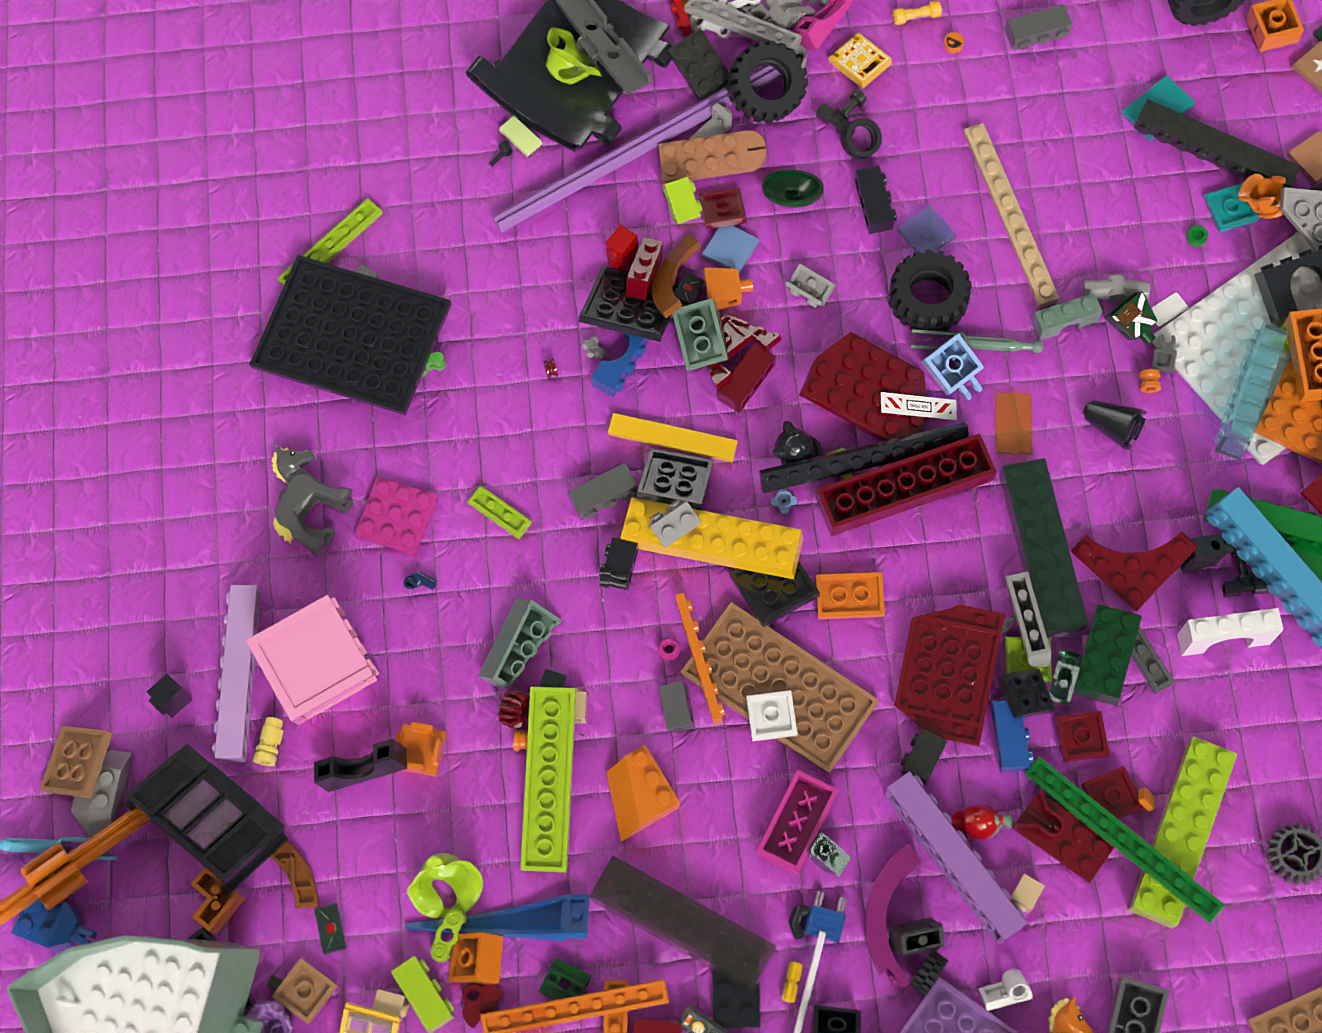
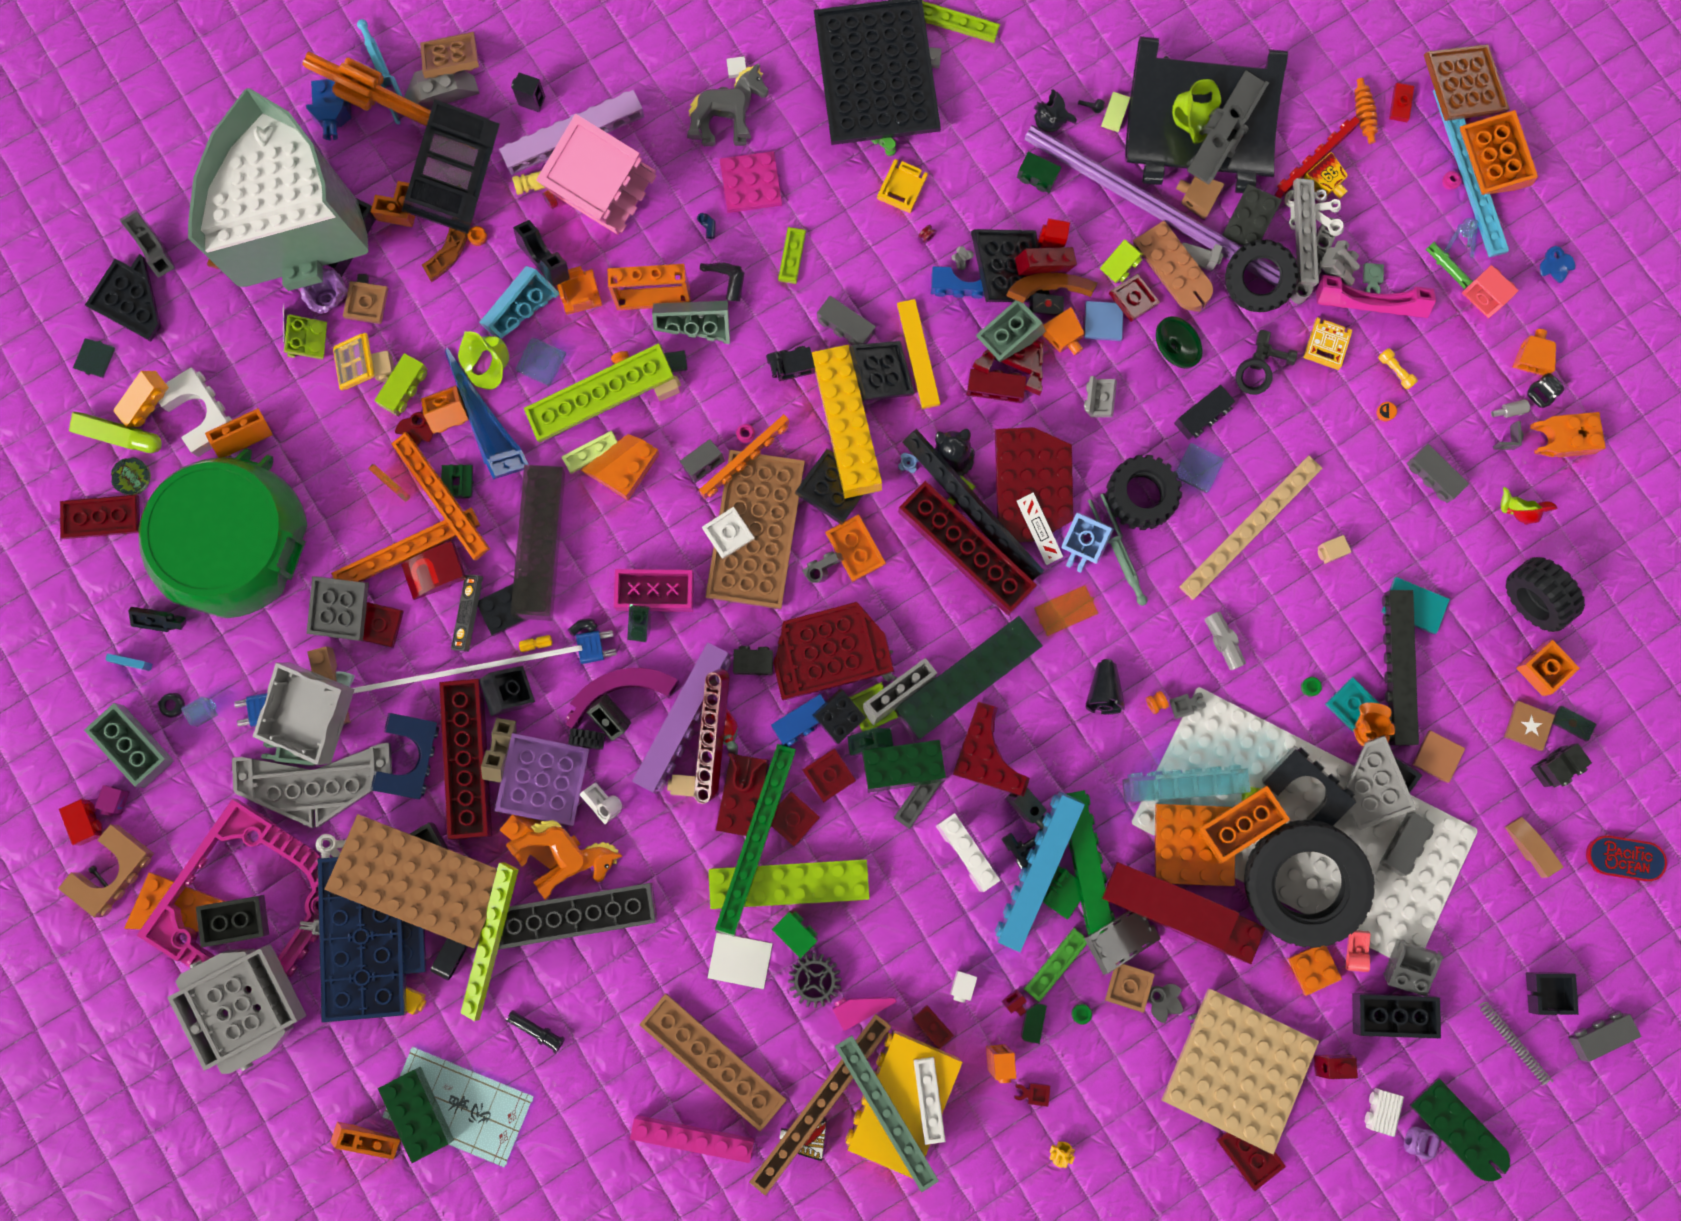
camera: 55 degrees right, 10 degrees up
(262, 472) = (735, 66): none -> white tile
(296, 831) = (477, 236): none -> orange tile
(300, 731) = (550, 199): none -> clear red tile
(330, 929) = (418, 297): clear green tile -> none
(398, 820) = (518, 302): none -> medium azure wedge
(440, 949) = (464, 379): lime piece -> none
(463, 666) = (648, 276): none -> orange window
(476, 828) = (540, 361): none -> clear light blue tile
(482, 367) = (904, 184): none -> yellow container
(492, 190) = (1052, 114): none -> black helmet
(498, 578) = (735, 274): none -> black piece
(514, 708) = (639, 340): dark red gear -> none
(545, 234) = (1038, 172): none -> dark green brick
(605, 823) = (585, 454): none -> yellowish green tile
(651, 101) = (1199, 195): none -> medium nougat torso
(674, 522) = (839, 384): light grey bracket -> none
(852, 624) = (829, 560): none -> dark grey plate
(998, 840) = (716, 728): none -> dark red beam
(1052, 320) = (1189, 619): sand green arch -> none
(1070, 150) = (1333, 549): none -> tan brick
(1134, 318) = (1205, 665): torso -> none
(1146, 798) = (802, 845): orange piece -> none
(1169, 309) = (1231, 691): white sticker -> none
(1242, 925) = (740, 960): none -> white sticker
(1244, 845) = (795, 933): none -> green brick

